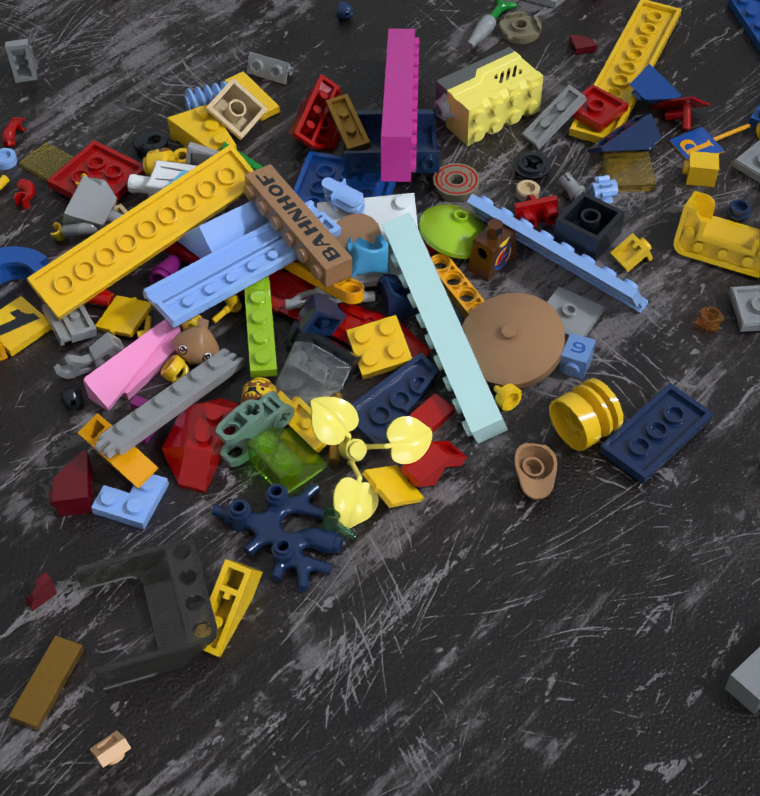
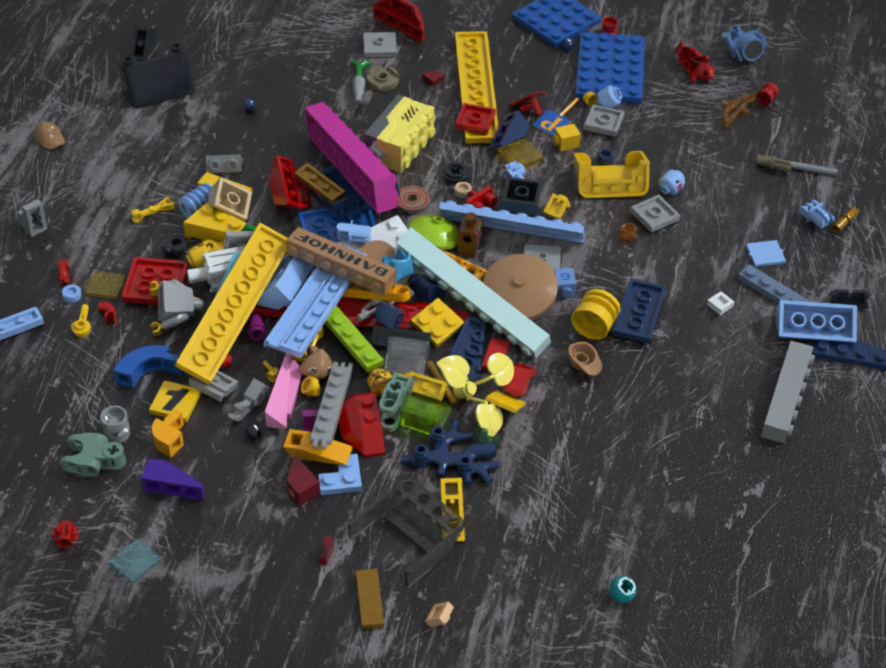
camera: 30 degrees left, 5 degrees down
(124, 316) = (248, 366): yellow piece -> none
(174, 94) = (164, 205): none -> yellow piece
(507, 396) = (539, 320): yellow tile -> none
(554, 117) = (451, 133): light grey tile -> none
(571, 186) = (496, 179): light grey pin -> none
(653, 87) = (507, 92): blue slope -> none

